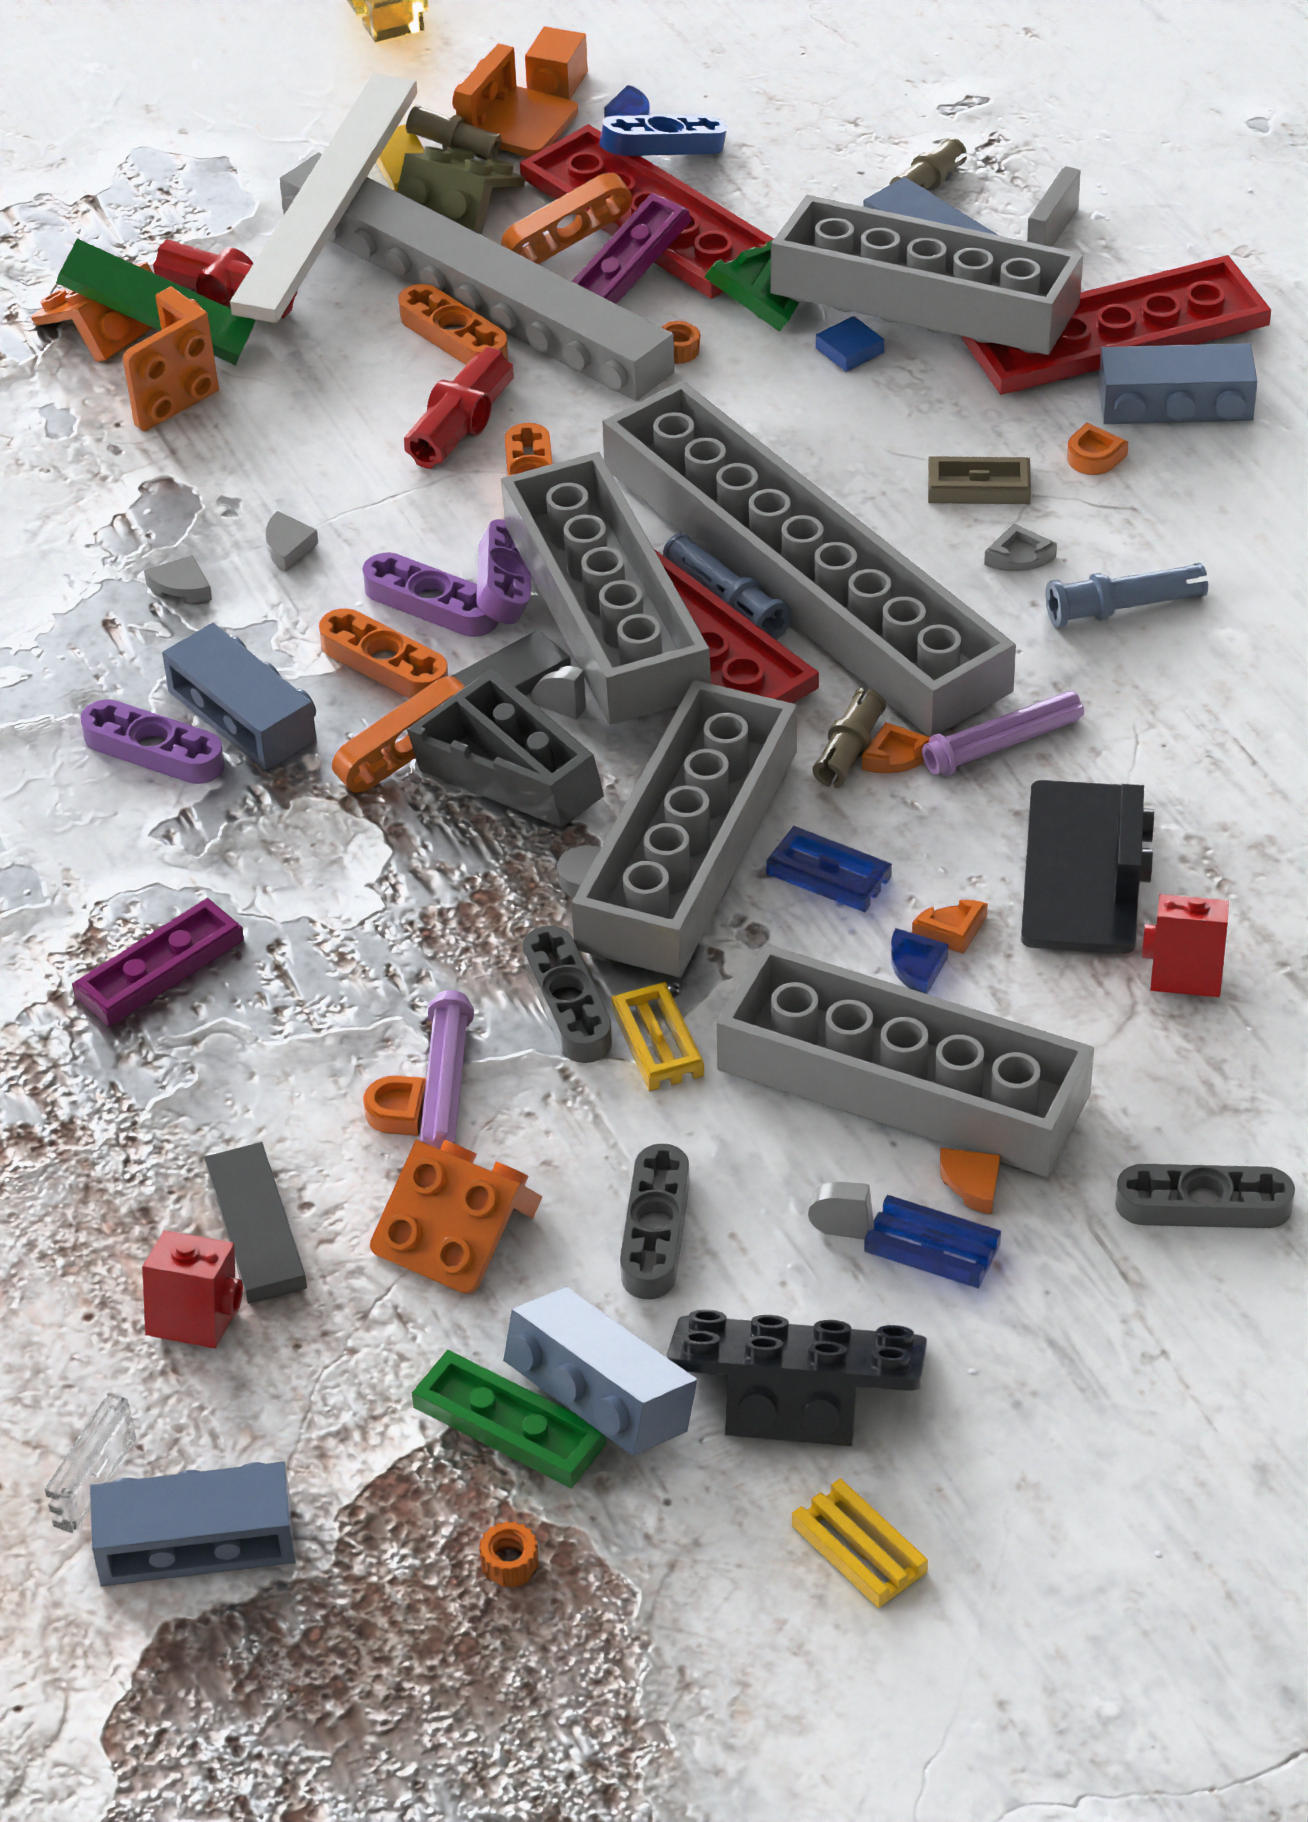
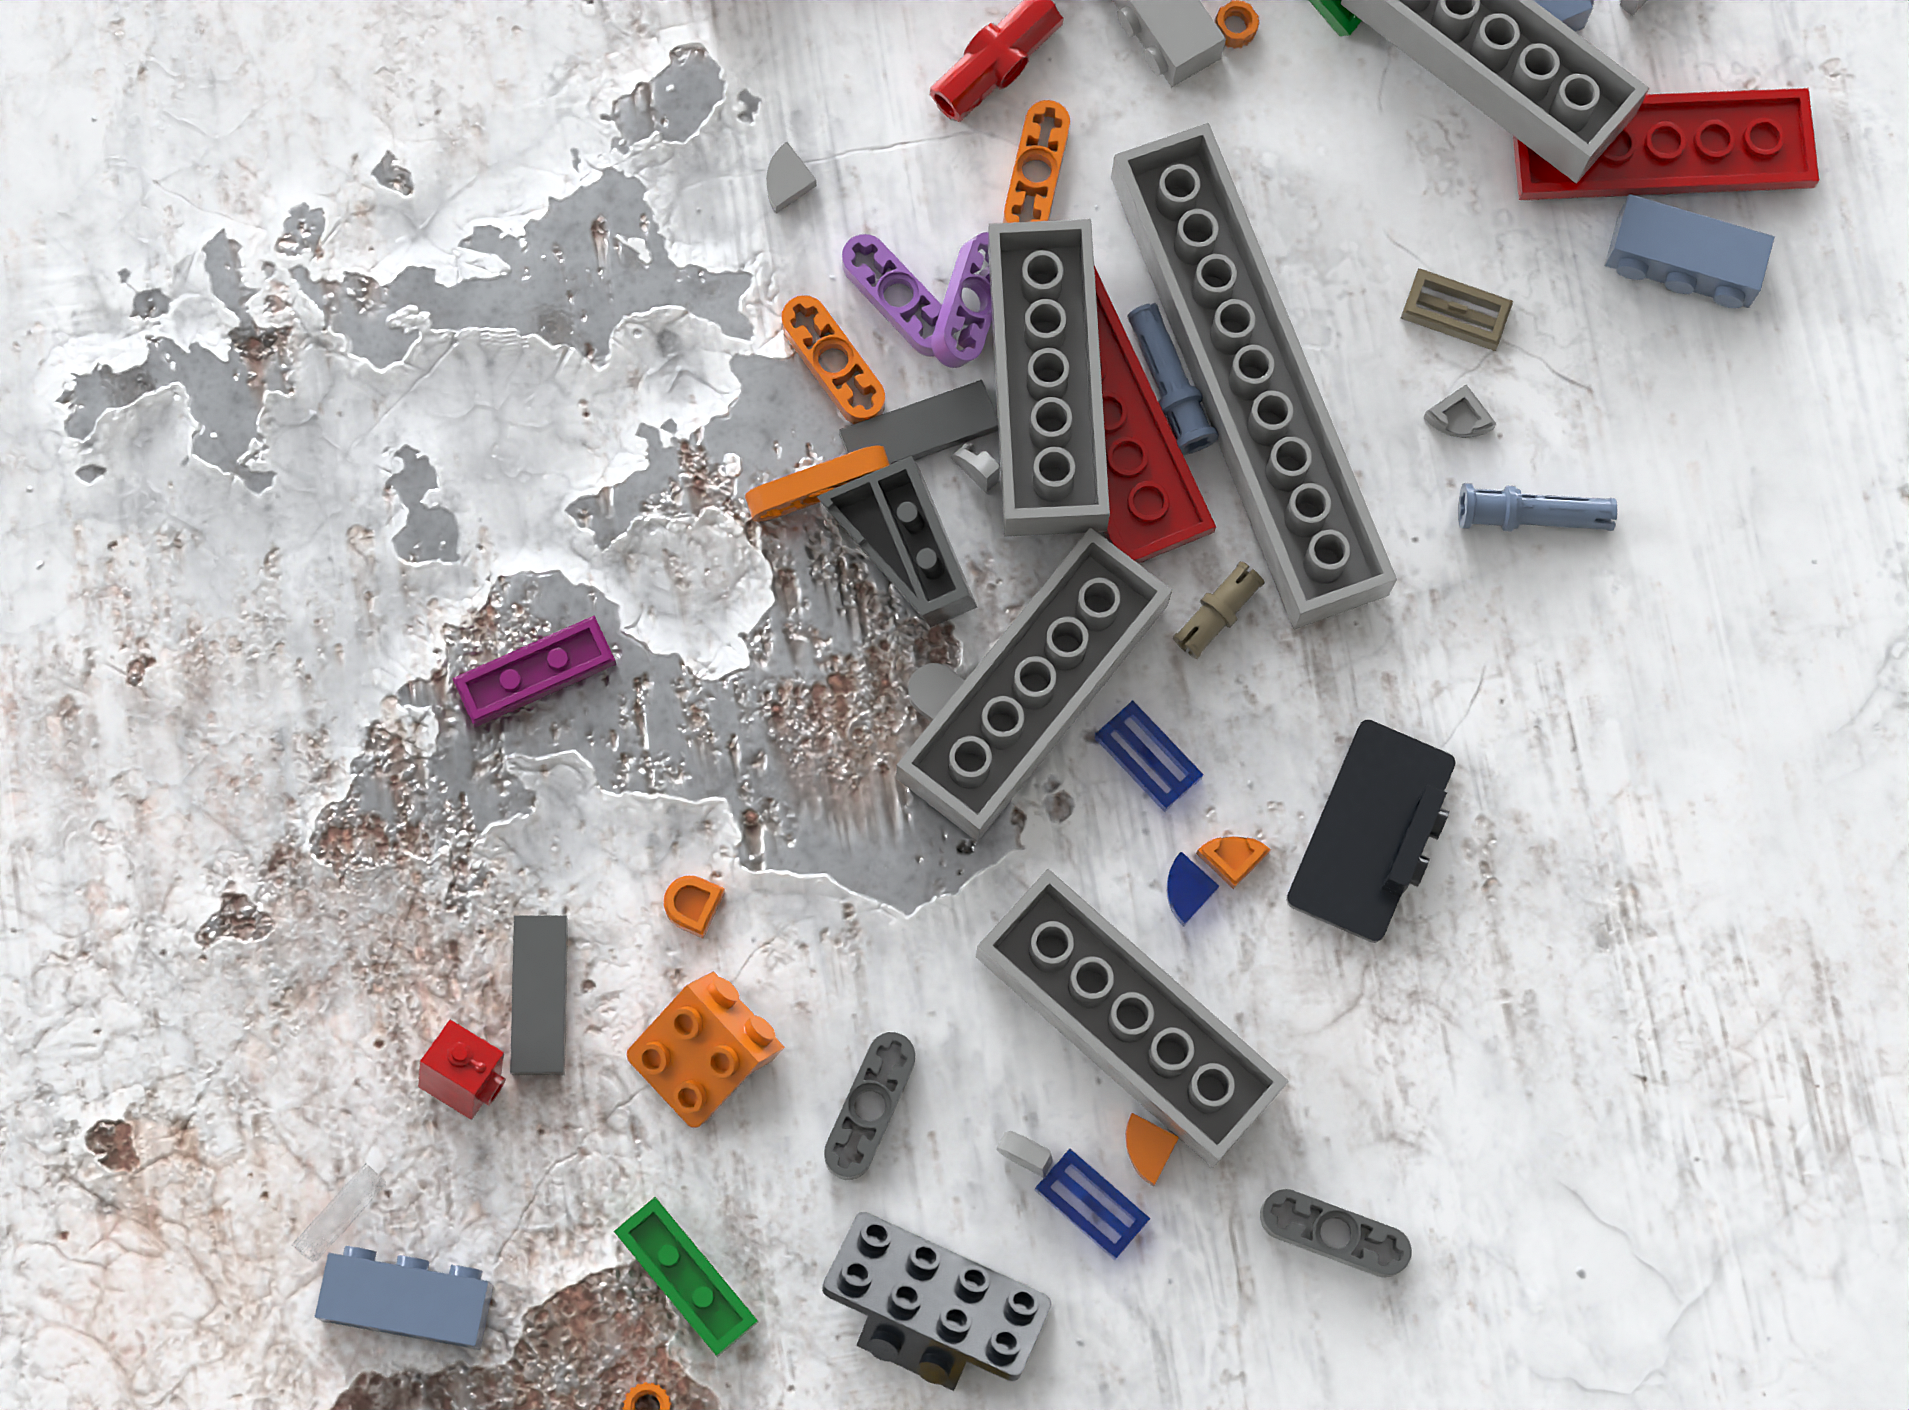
camera: 10 degrees right, 30 degrees up
(179, 579) = (674, 200): light grey tile -> none
(185, 754) = (561, 386): medium lavender beam -> none
(240, 696) = (688, 378): sand blue brick -> none
(449, 1016) = (742, 885): lavender axle -> none
(564, 1013) = (886, 791): dark grey beam -> none
(600, 1370) = (767, 1268): sand blue brick -> none
(669, 1067) = (937, 945): yellow tile -> none
(850, 343) = (1399, 82): blue tile -> none
(894, 750) = (1257, 632): orange tile -> none
(946, 753) = (1358, 648): lavender axle -> none
(1095, 450) = (1580, 305): orange tile -> none
(1187, 945) = (1420, 973): red head -> none

